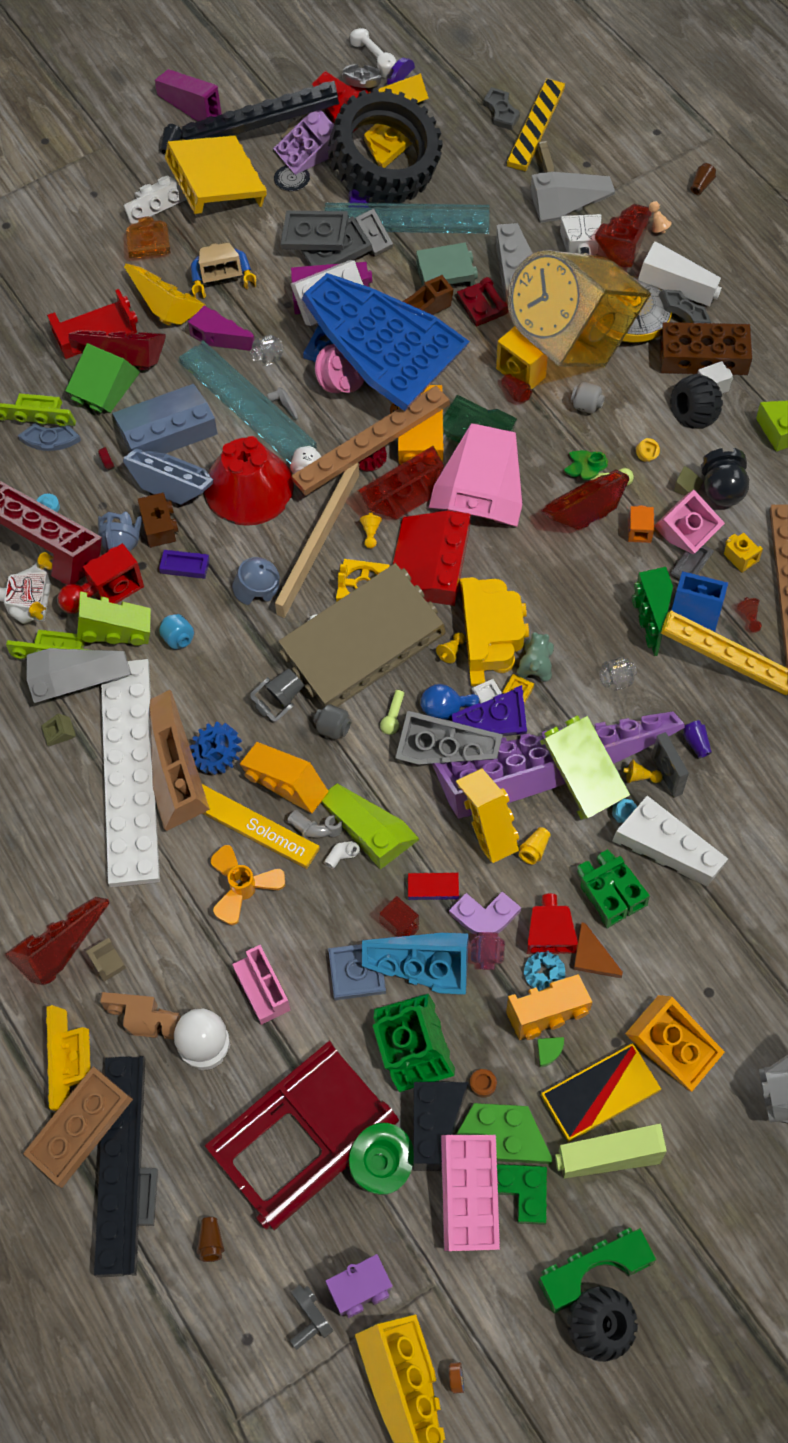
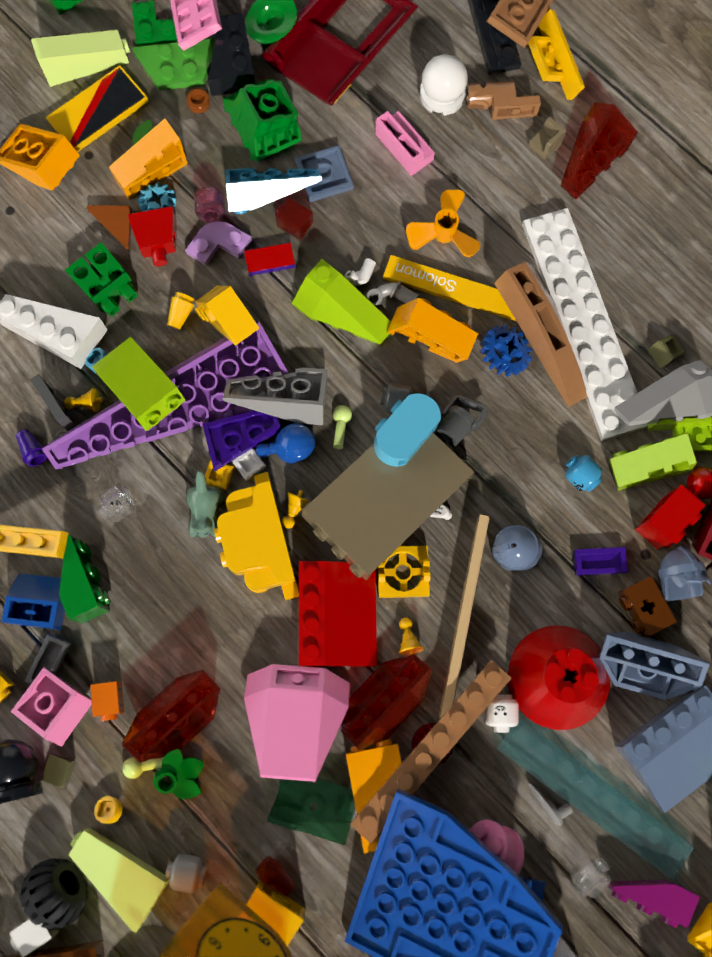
camera: 165 degrees right, 15 degrees up
(332, 676) = (406, 429): none -> medium azure brick
(642, 405) = (119, 876): none -> yellowish green slope

